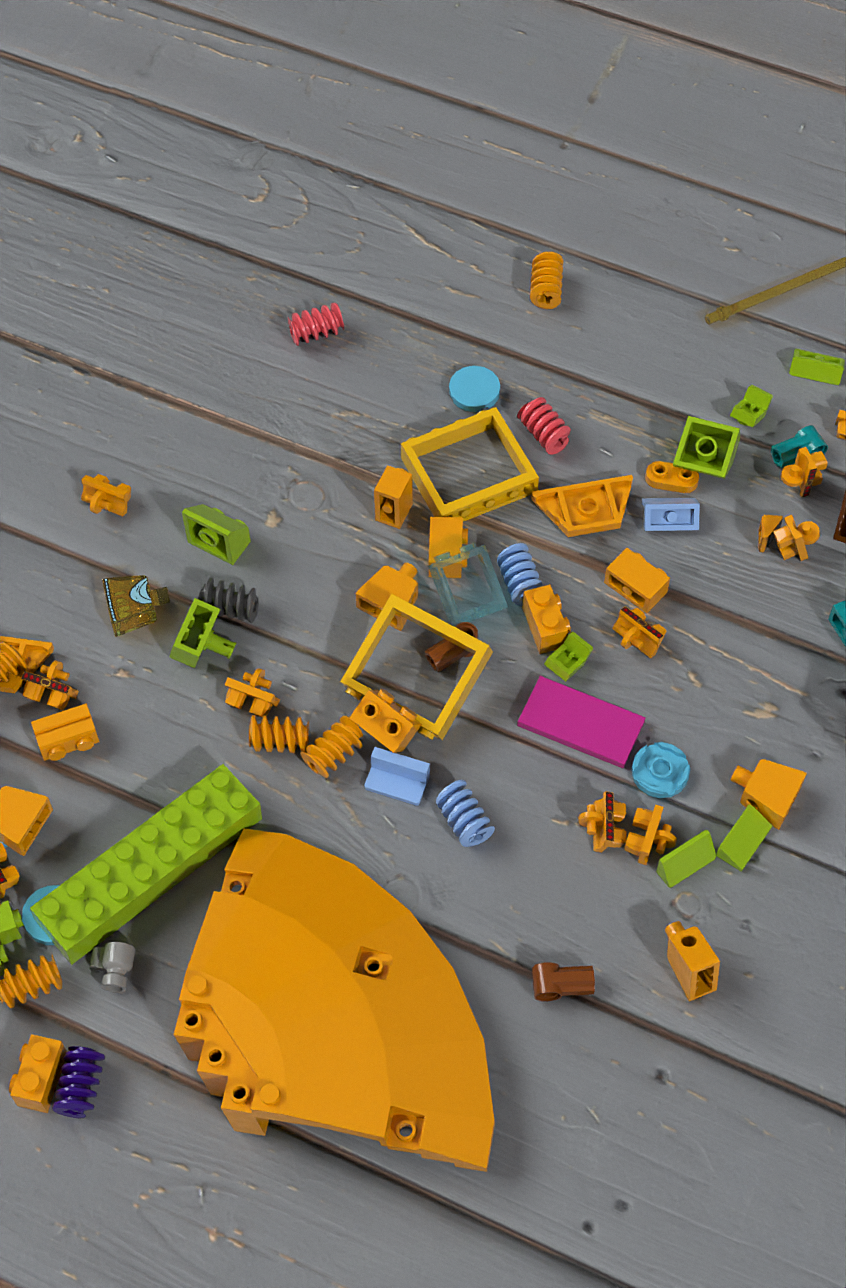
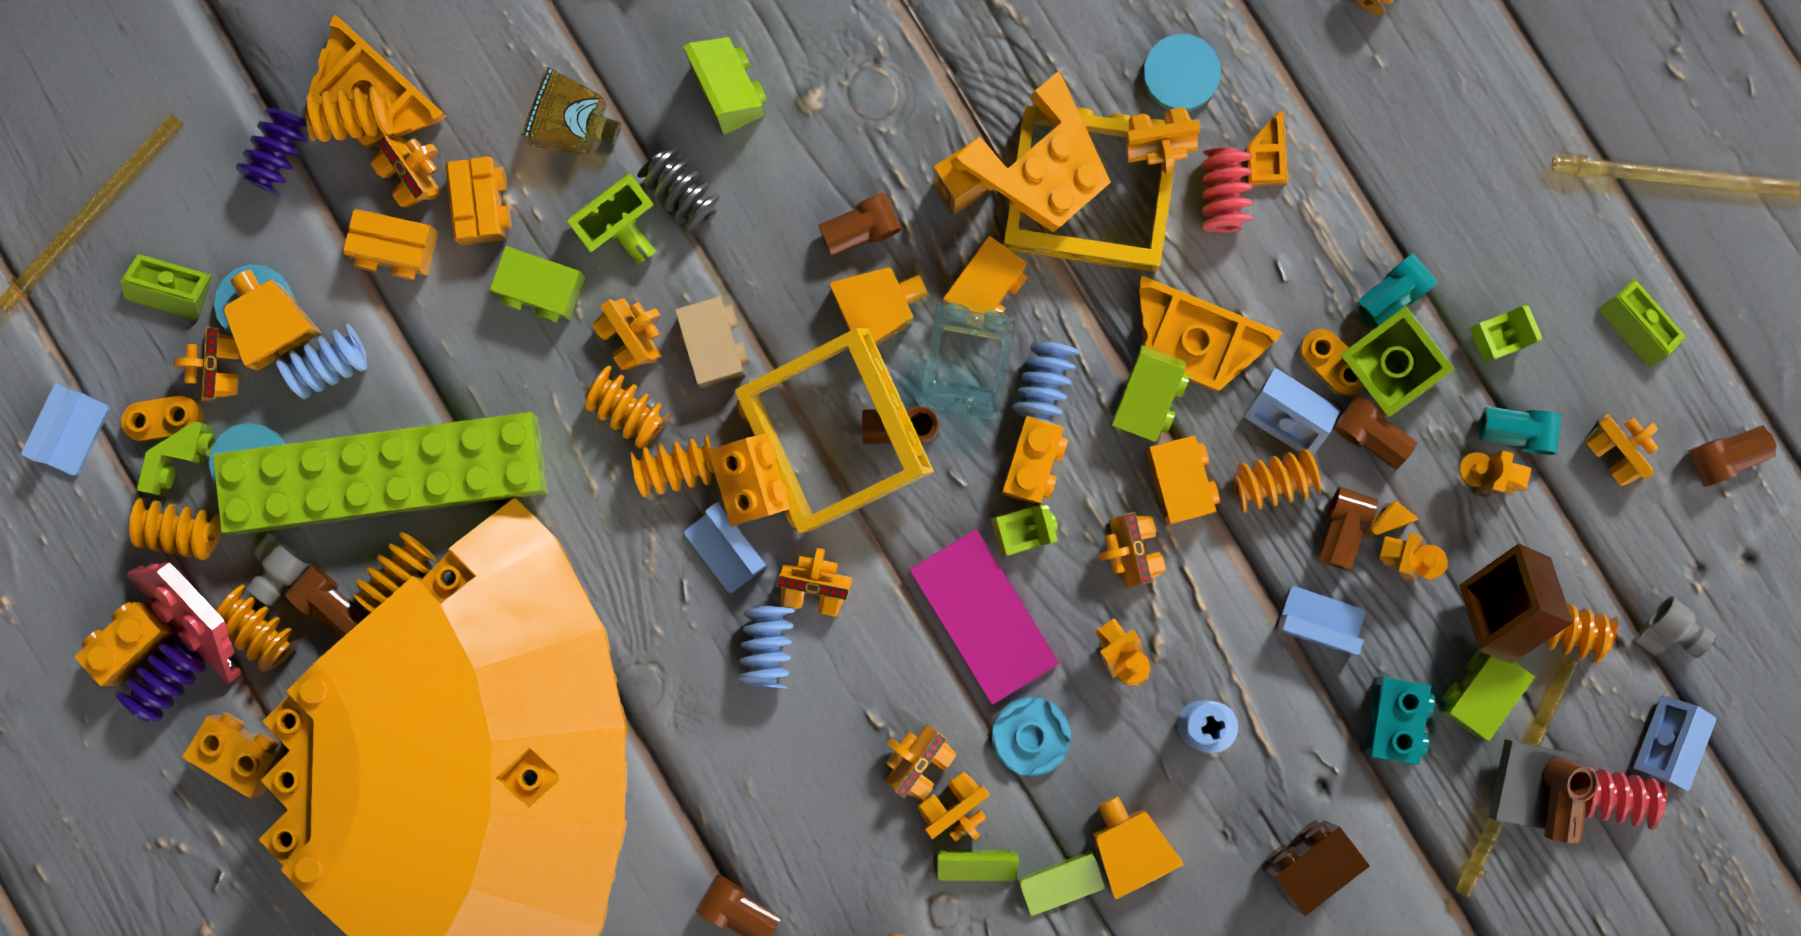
camera: 35 degrees right, 25 degrees up
(64, 822) = (324, 363): none -> light blue piece
(74, 1021) = (189, 613): none -> coral wing
(105, 678) = (477, 201): none -> light orange brick
(123, 1009) = (254, 632): none -> light orange piece
(154, 963) = (318, 597): none -> dark orange piece
(161, 1097) = (233, 753): none -> light orange brick
(175, 701) = (537, 284): none -> lime brick
(192, 914) = (394, 571): none -> light orange piece
(306, 669) = (711, 342): none -> tan brick
(353, 555) = (869, 221): none -> dark orange piece
(442, 460) = (1055, 174): none -> light orange wing
(480, 759) = (817, 578): none -> light orange hips
(493, 412) = (1163, 142): none -> light orange hips
(555, 398) = (1269, 154): none -> light orange tile
(584, 543) = (1150, 393): none -> lime brick
(675, 420) = (1402, 286): none -> teal piece
(676, 683) = (1123, 654): none -> light orange hips
(690, 547) = (1276, 479): none -> light orange piece
(714, 494) = (1365, 426): none -> dark orange piece
(746, 544) = (1349, 518): none -> dark orange piece
(757, 690) = (1219, 736): none -> light blue piece
(775, 607) = (1322, 620): none -> light blue panel

